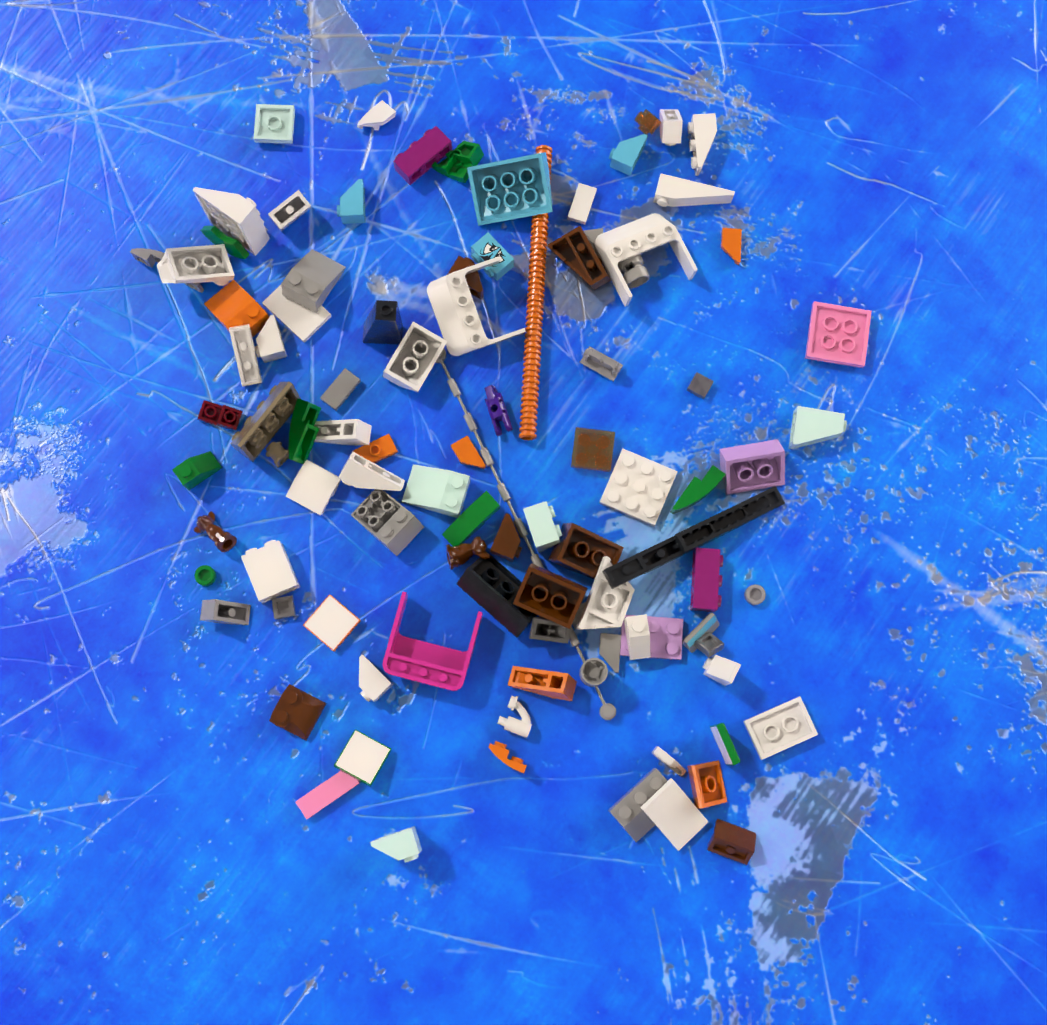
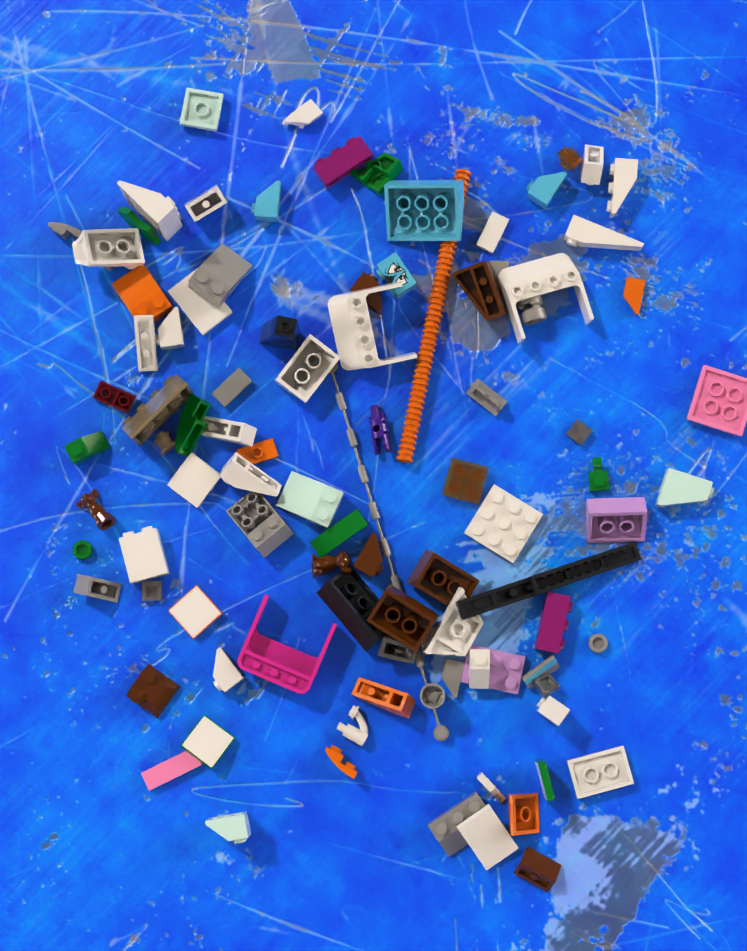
camera: 15 degrees right, 5 degrees up
(467, 453) = (344, 467): orange tile -> none
(542, 526) = (404, 550): light aqua slope -> none
(698, 489) = (560, 535): green slope -> none
(726, 428) = (598, 479): none -> green plate

